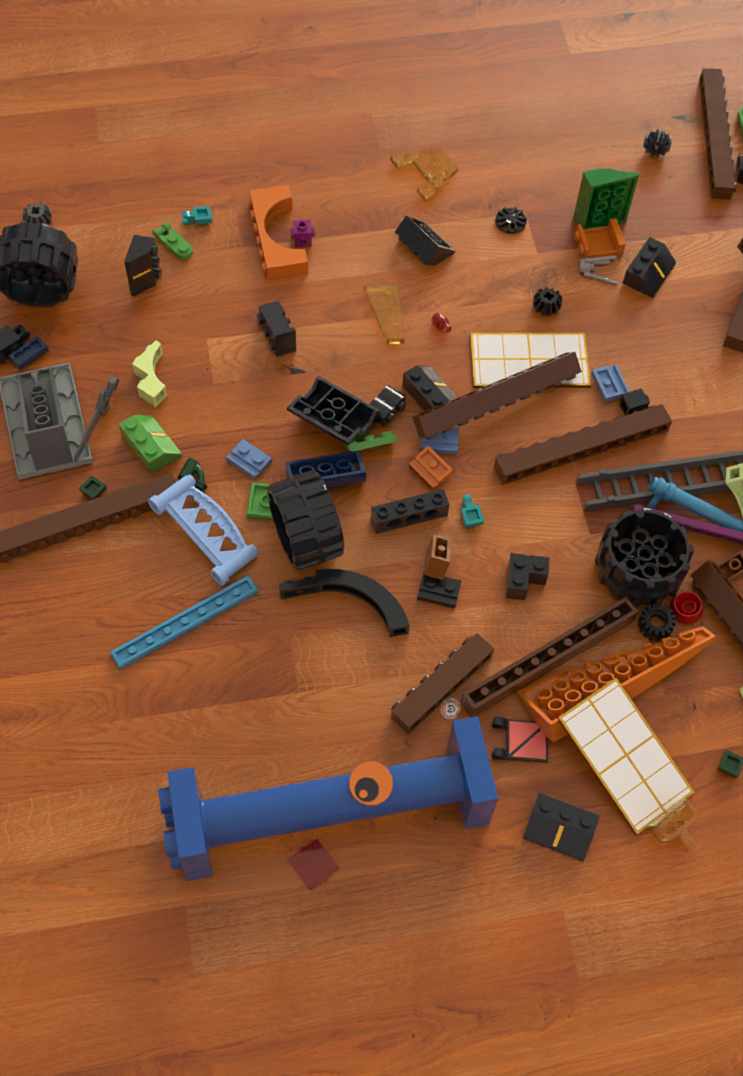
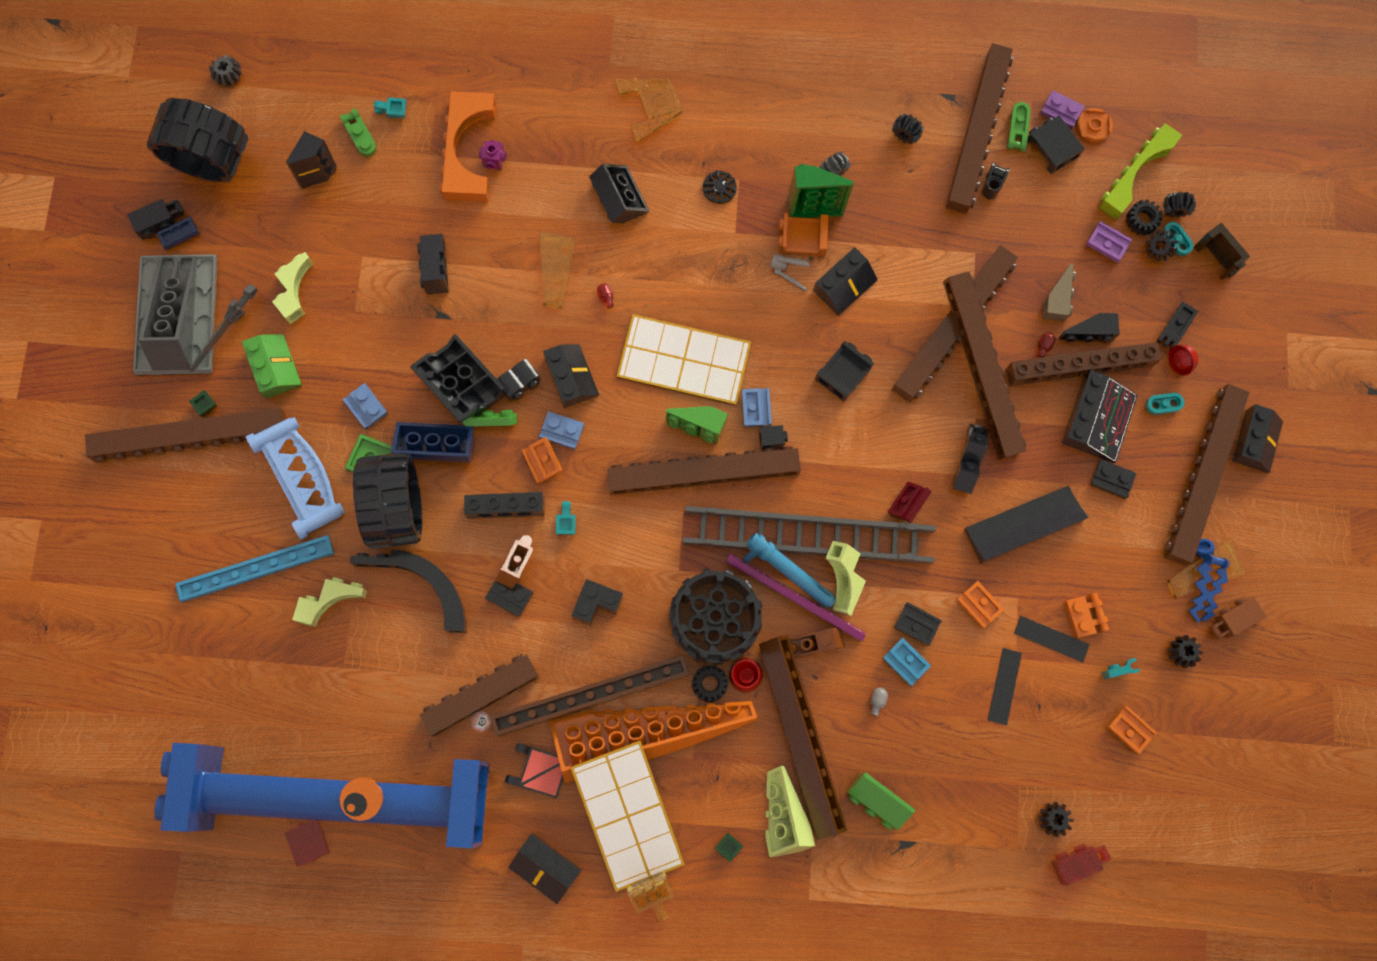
camera: 10 degrees right, 15 degrees up
(190, 468) = (300, 407): dark green plant -> none
(271, 621) = (310, 609): none -> yellowish green arch
(496, 394) = (631, 398): reddish brown brick -> none
(547, 301) = (730, 295): black gear -> none
(564, 401) = (699, 421): none -> bright green slope
(677, 337) = (844, 371): none -> black panel

